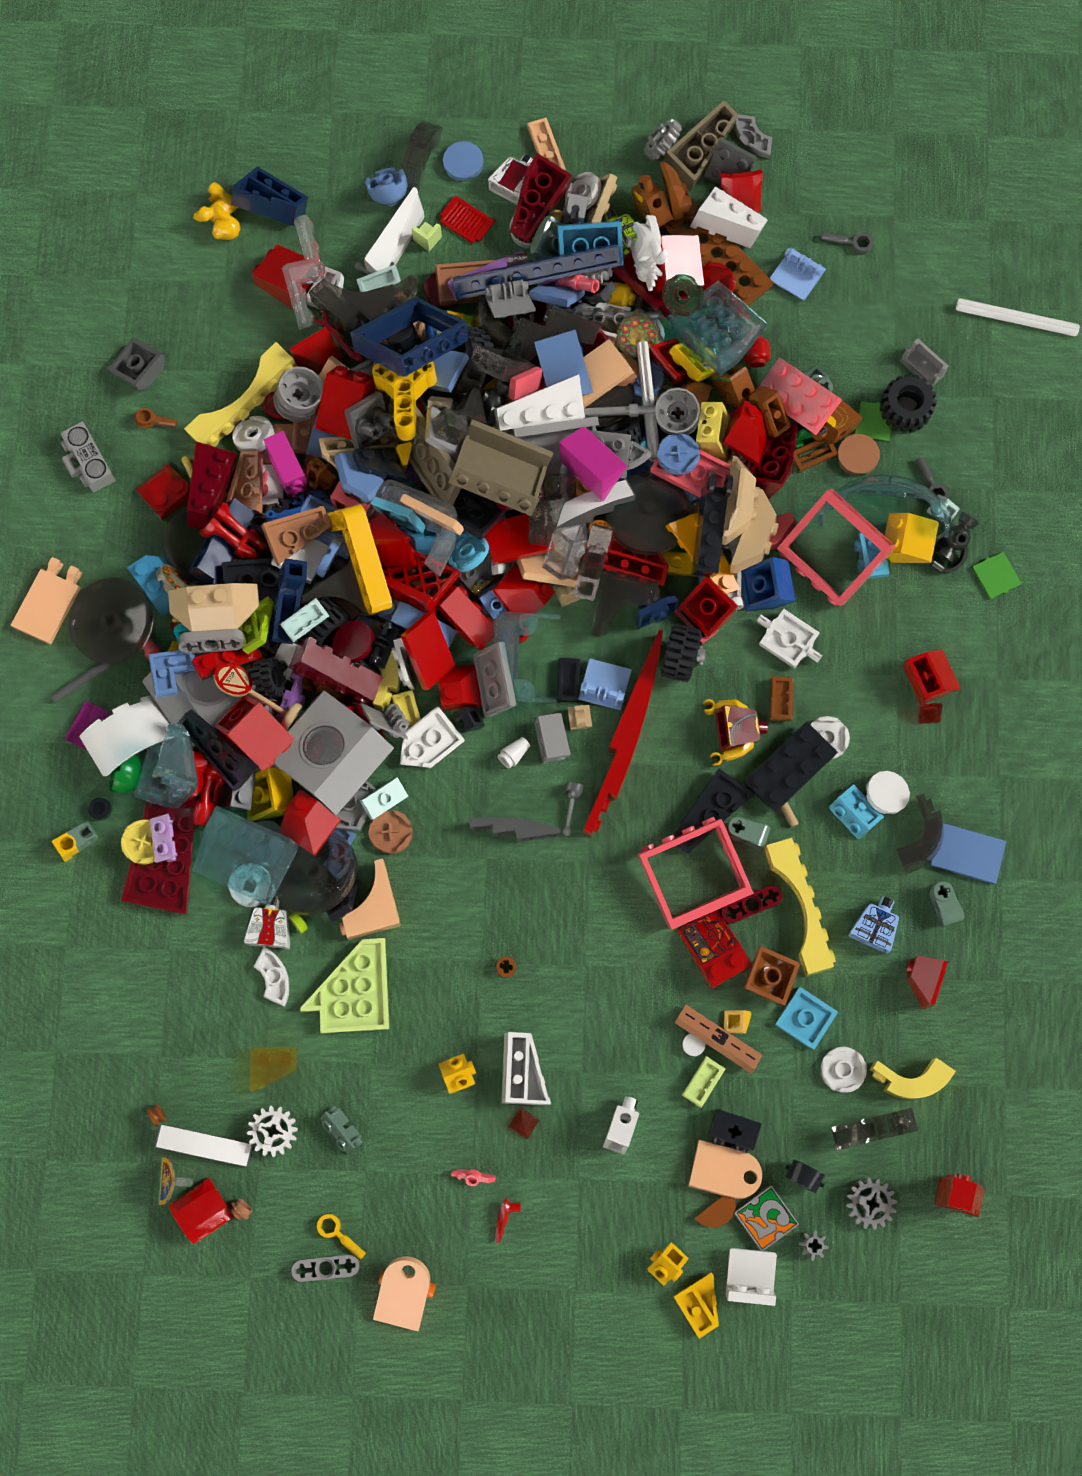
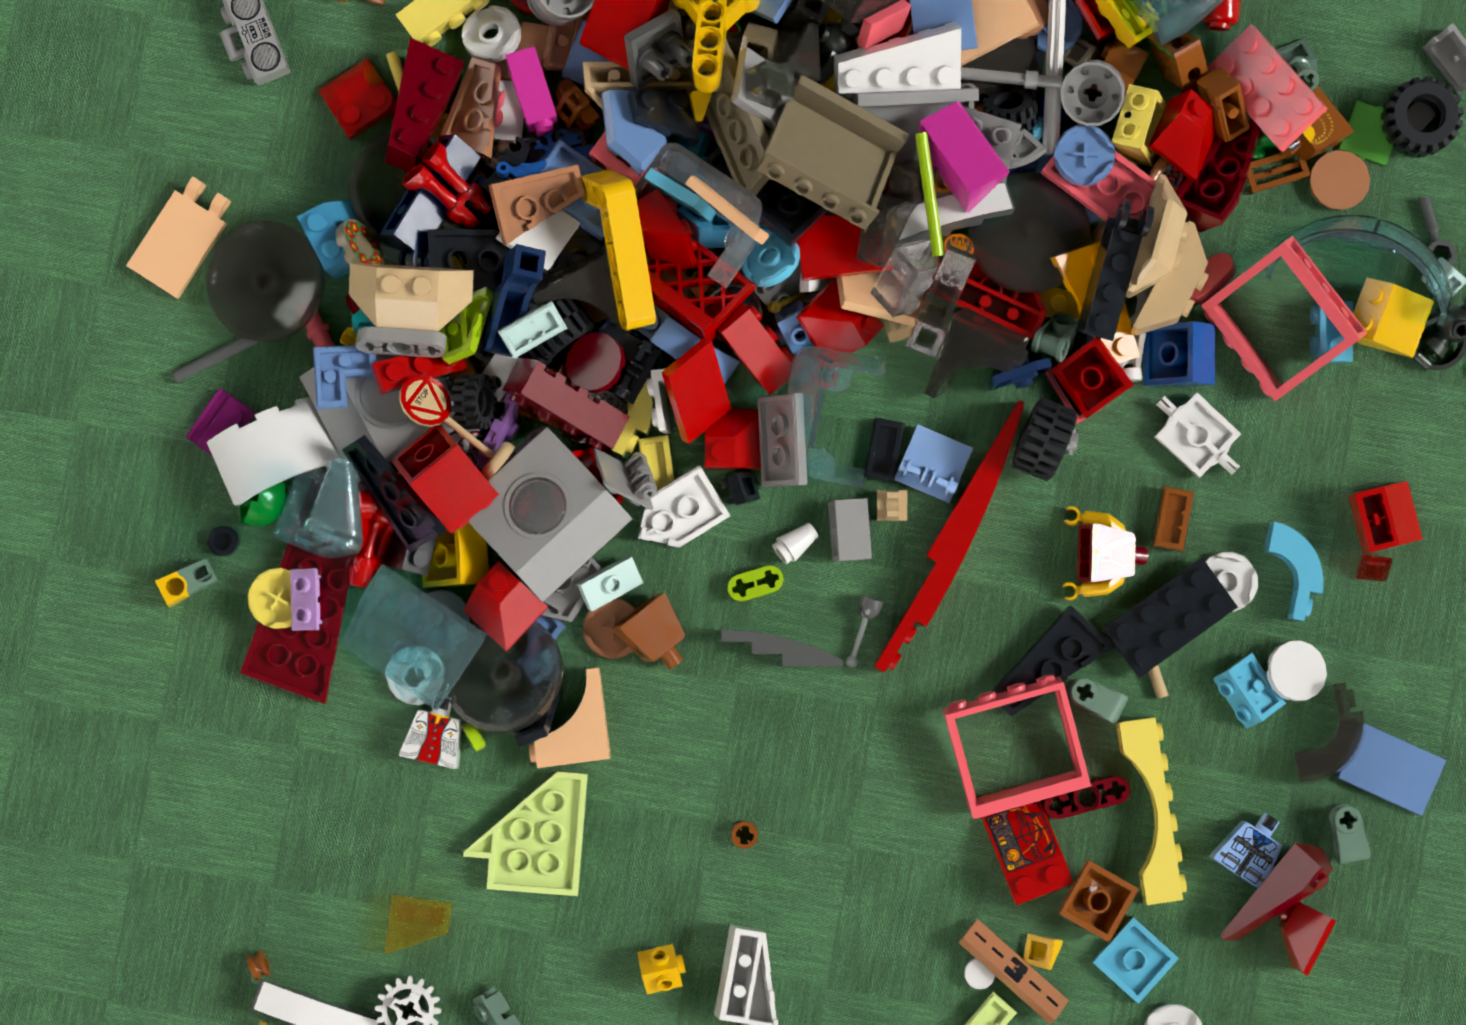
camera: 15 degrees right, 10 degrees up
(275, 976) = (434, 803): white tile -> none
(329, 558) = (577, 242): medium blue tile -> none
(419, 828) = (652, 631): none -> dark orange torso
(491, 790) = (752, 576): none -> lime beam
(573, 490) = (929, 194): none -> lime bar
(678, 582) = (1056, 336): none -> sand green piece
(878, 715) = (1303, 563): none -> medium azure arch
(908, 942) = (1292, 880): none -> dark red wedge

